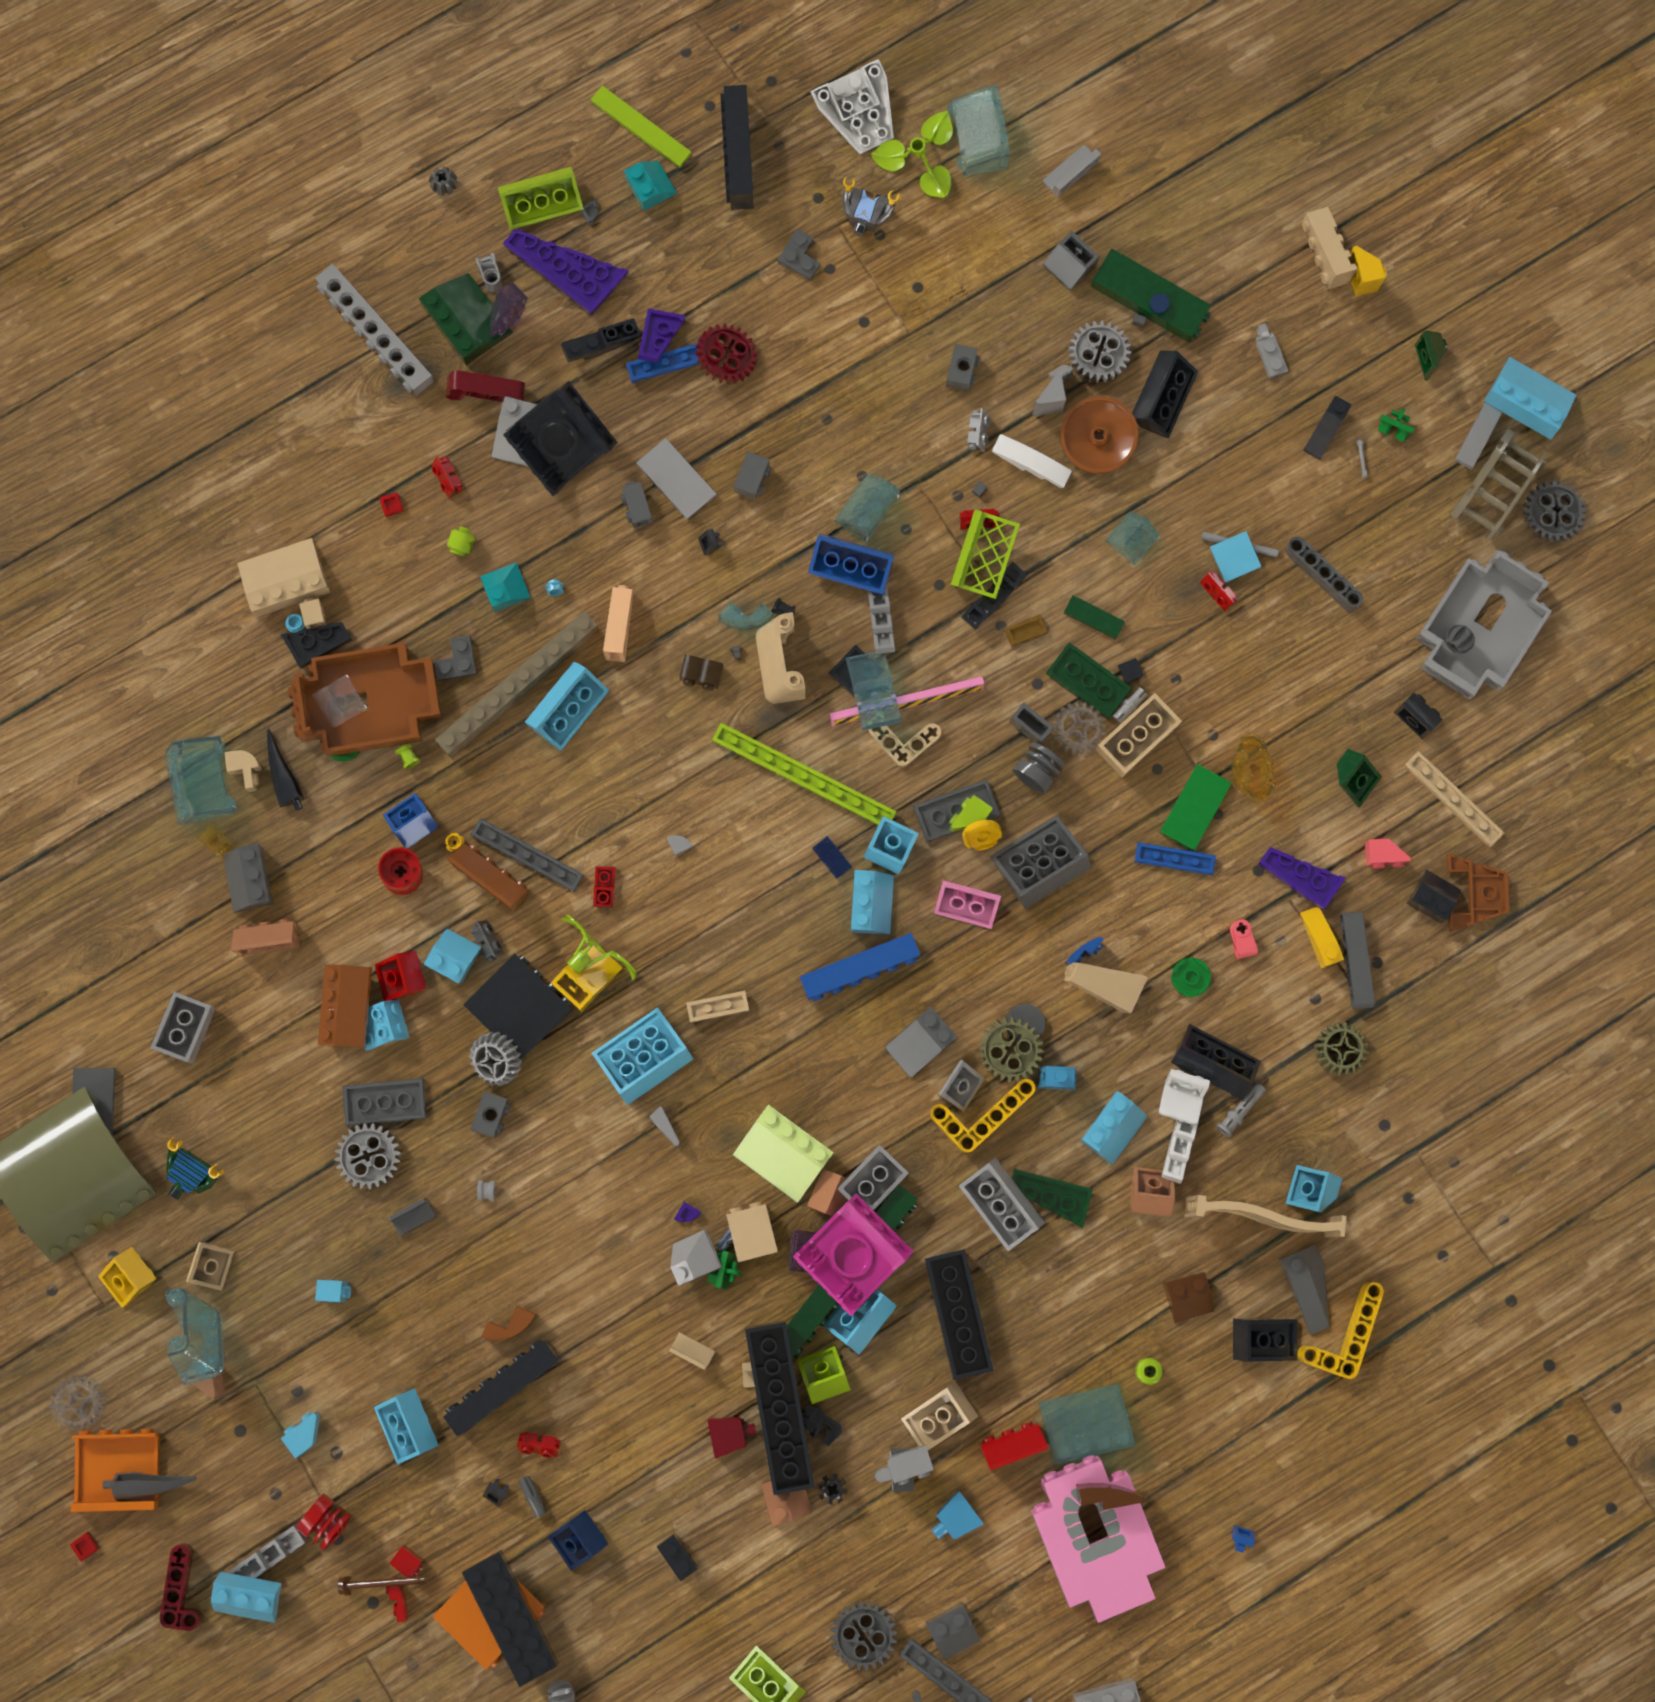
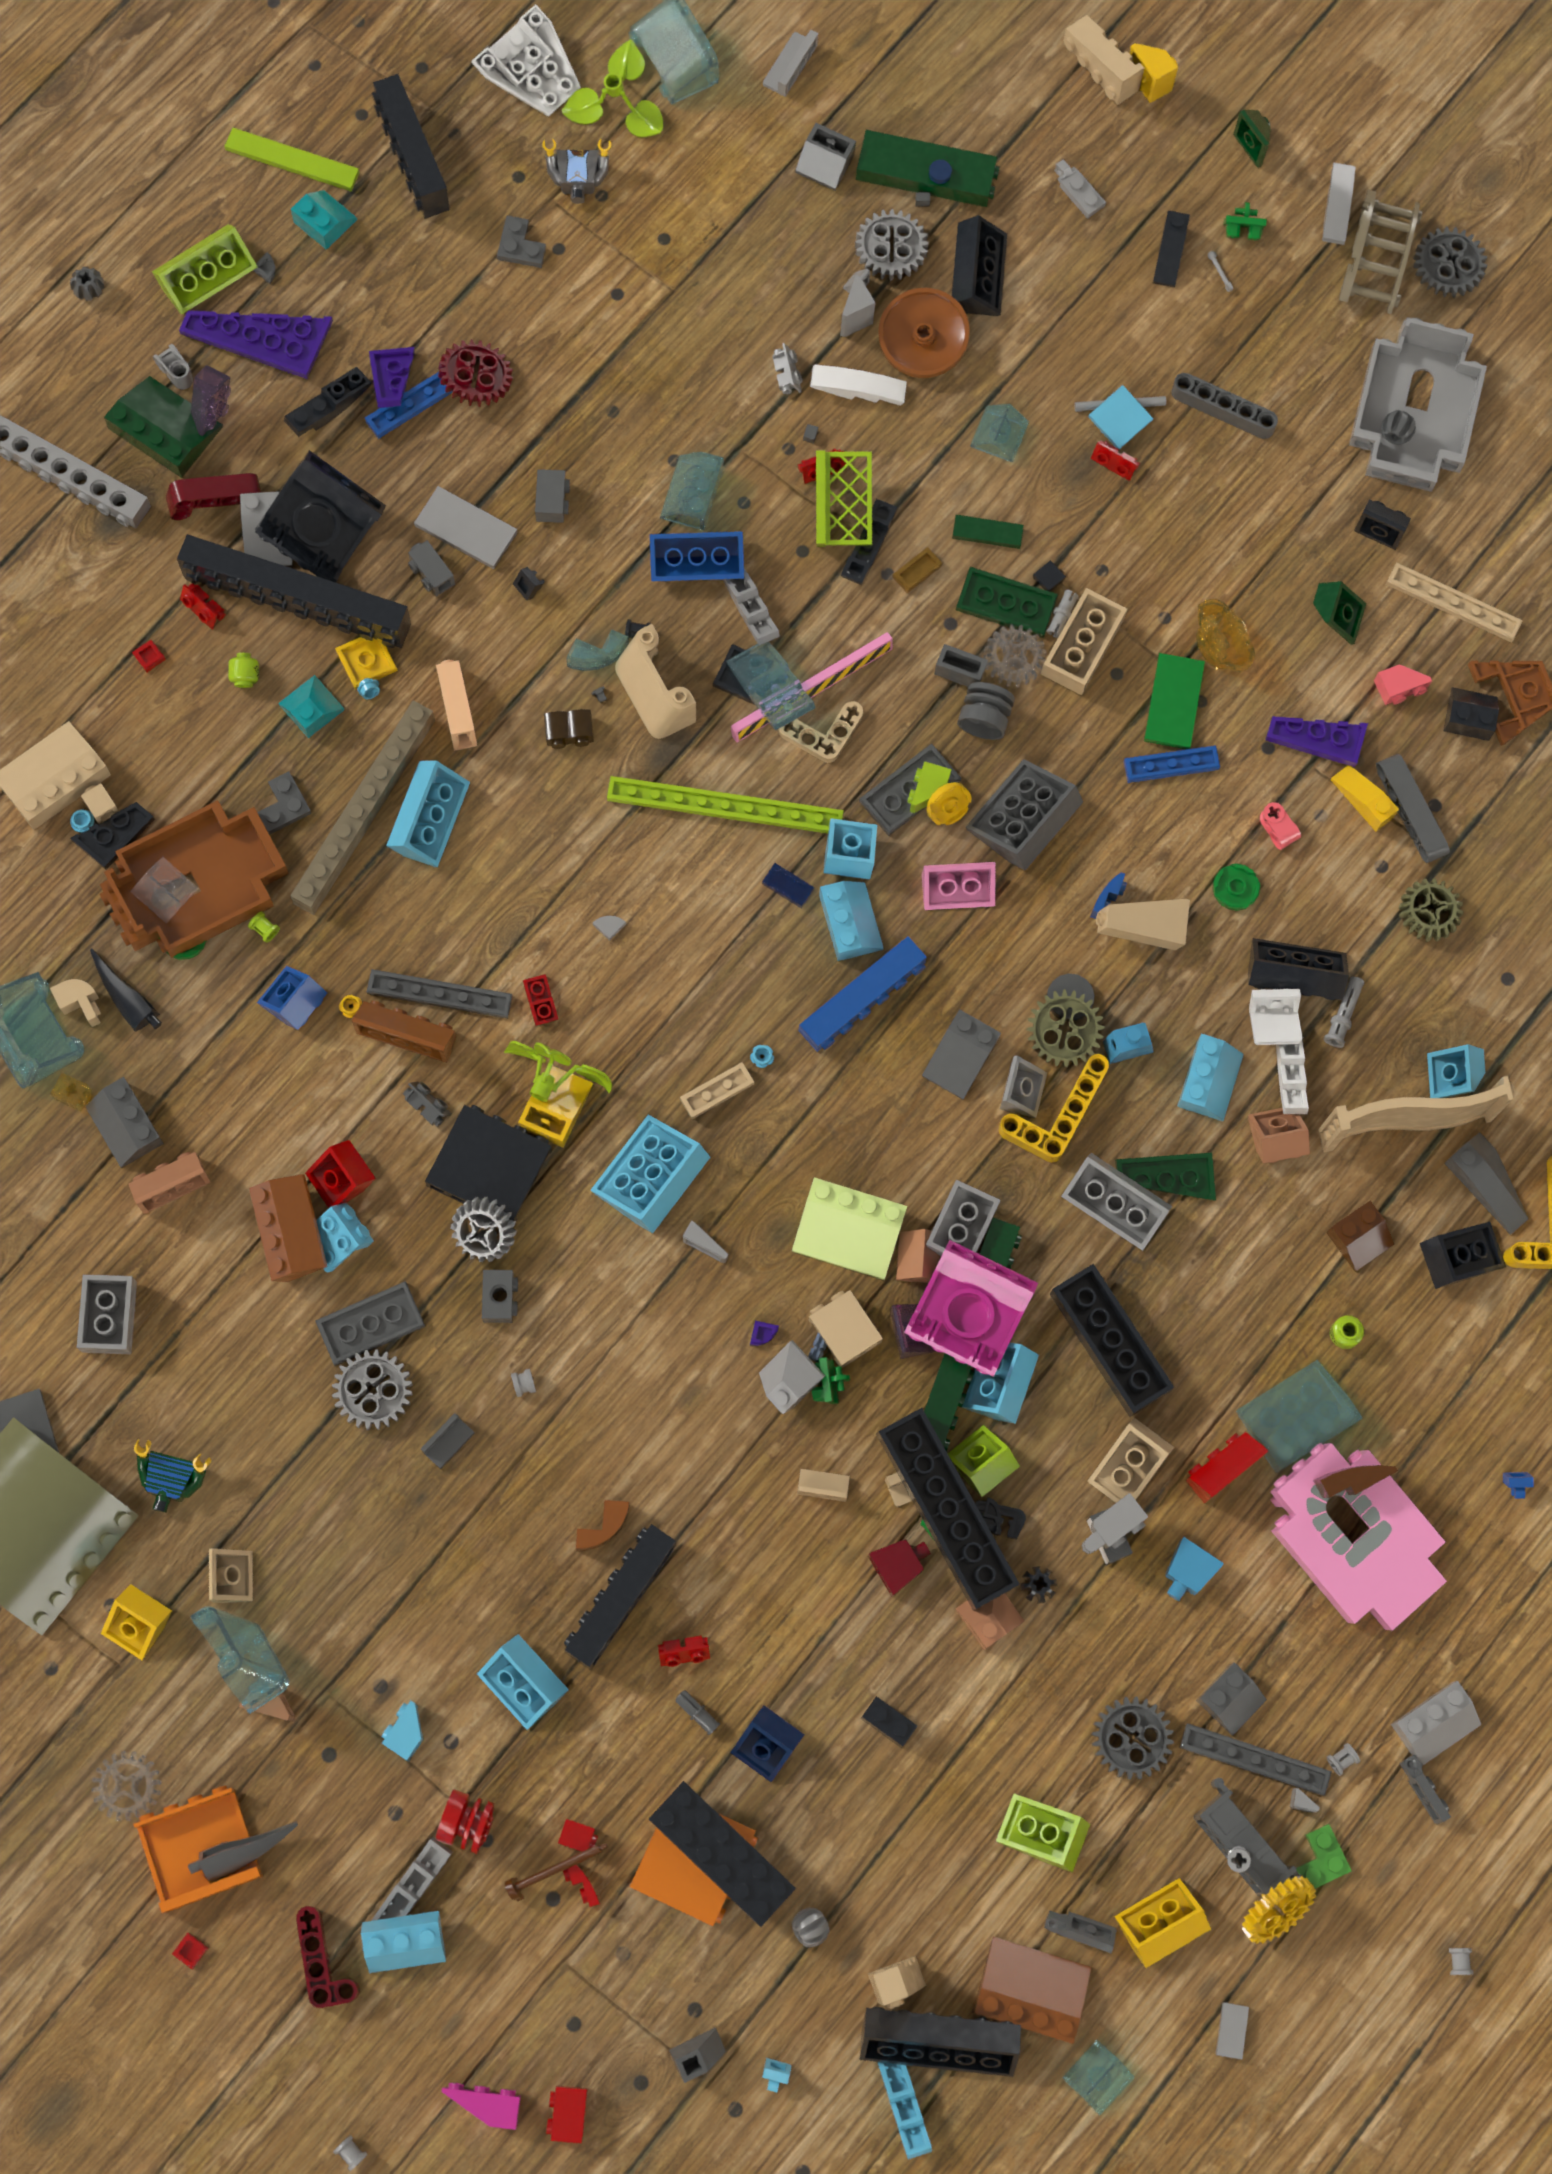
camera: 20 degrees left, 5 degrees down
(332, 1291) = (384, 1553): medium azure brick -> none
(391, 865) = (296, 1043): red wheel -> none
(453, 956) = (393, 1131): medium azure slope -> none
(495, 1494) = (653, 1723): black tile -> none
(521, 490) = (294, 591): none -> black brick
(561, 562) = (365, 660): none -> yellow tile
(763, 985) = (759, 1050): none -> medium azure plate
(962, 356) = (743, 320): dark grey brick -> none
(1530, 398) = (1379, 151): medium azure slope -> none

